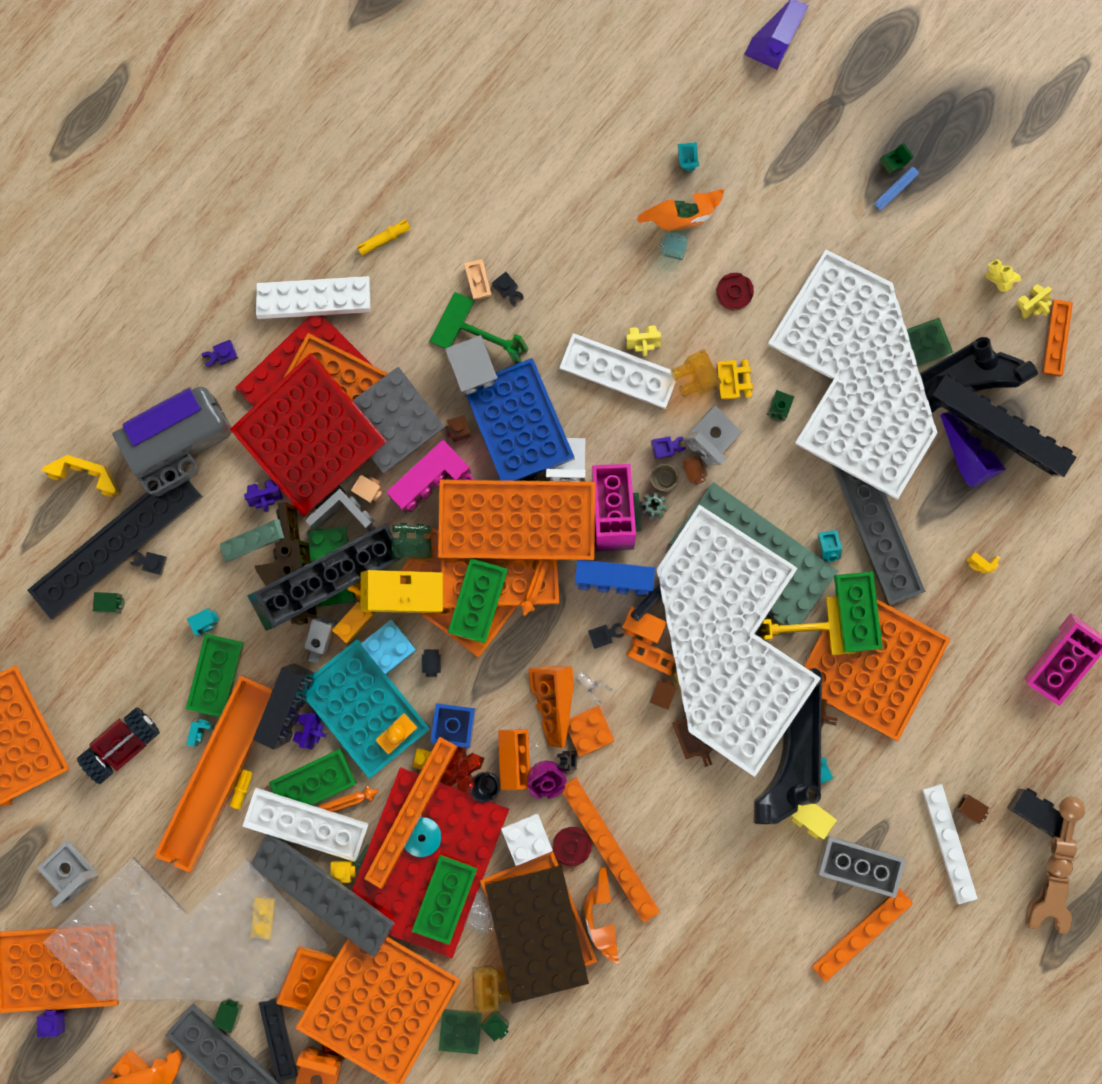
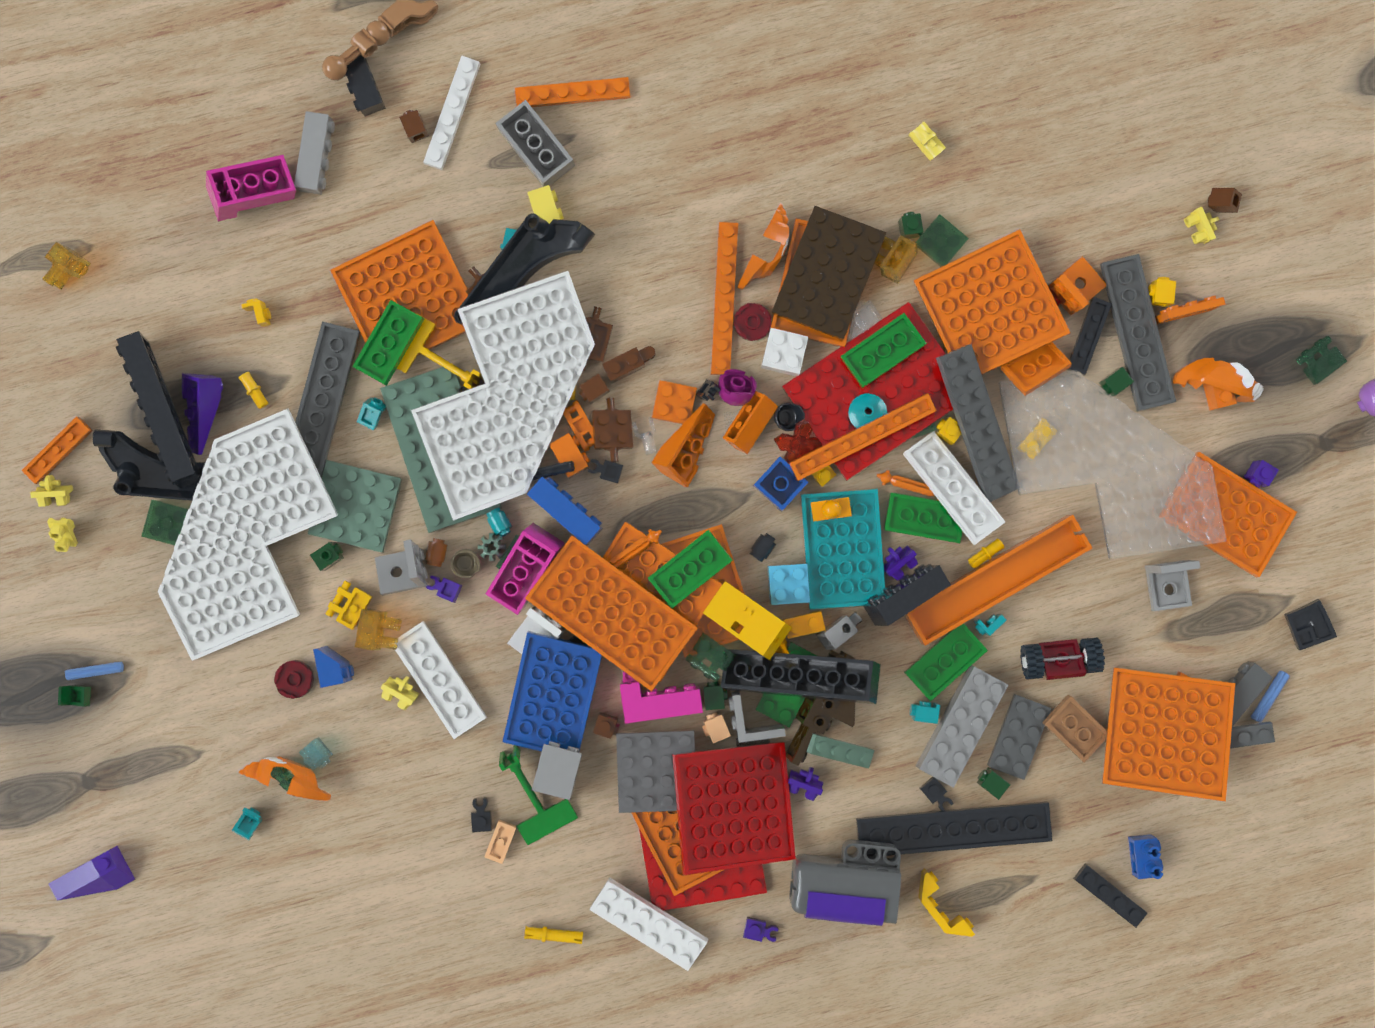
camera: 145 degrees left, 5 degrees up
(68, 696) = (1075, 728): none -> medium nougat plate
(111, 656) = (1018, 737): none -> dark grey plate
(165, 631) = (961, 726): none -> light grey brick
(386, 513) = (714, 696): none -> dark green brick
(623, 671) = (612, 429): none -> reddish brown plate
(650, 736) = (628, 363): none -> reddish brown brick
(661, 530) = (499, 522): none -> teal brick
(710, 321) = (332, 667): none -> blue slope
(782, 467) = (363, 506): none -> sand green plate
(938, 496) = (253, 390): none -> yellow axle
(1036, 726) = (314, 153): none -> light grey brick

